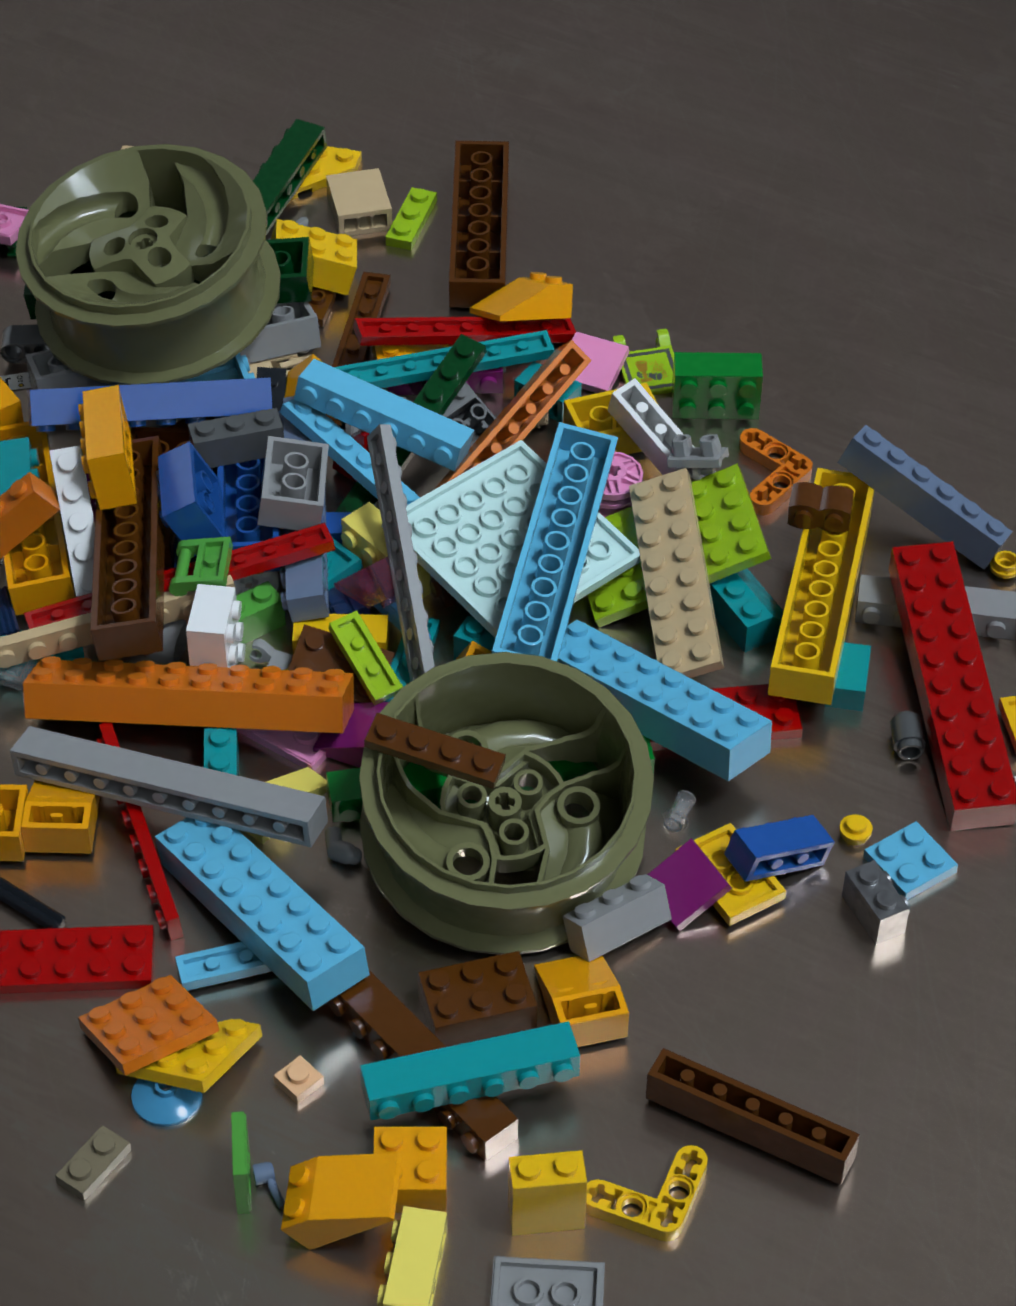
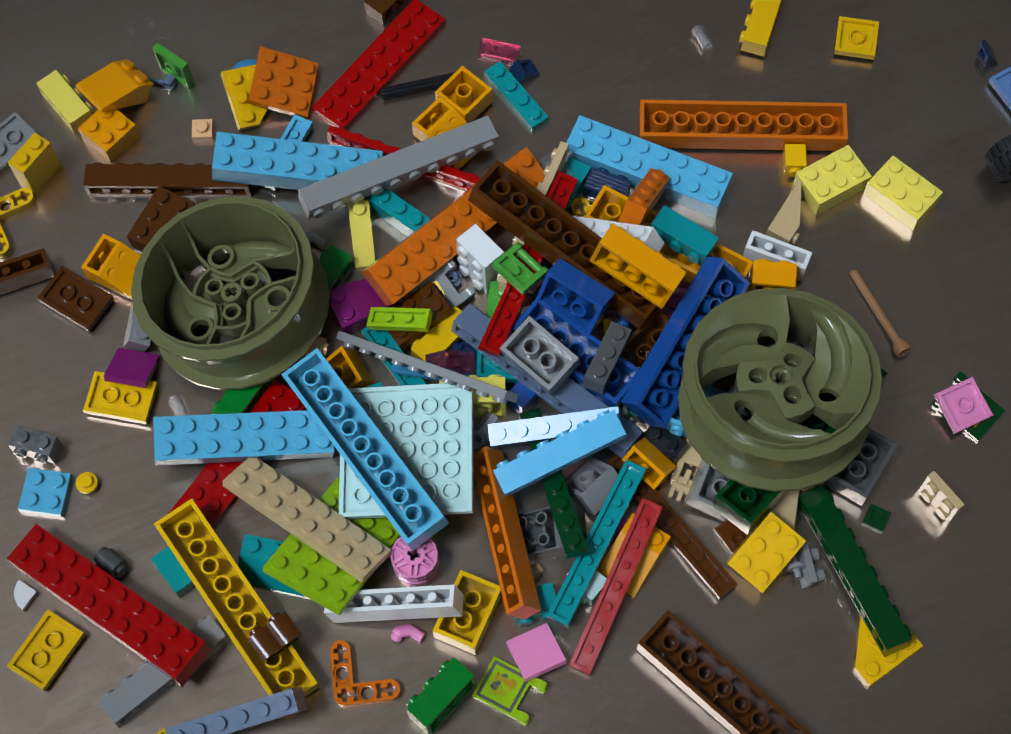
camera: 135 degrees right, 20 degrees up
(93, 1163) = (241, 25): dark tan plate -> none
(359, 202) = (813, 638): tan brick -> none
(411, 218) = (774, 664): lime plate -> none
(435, 750) = (257, 242): reddish brown plate -> none
(470, 1071) = (117, 177): teal brick -> none
(528, 299) = (611, 640): light orange slope -> none
(666, 1016) = (75, 298): none -> reddish brown plate
(698, 460) = (365, 592): light grey hips -> none
(779, 847) = (104, 423): blue brick -> none

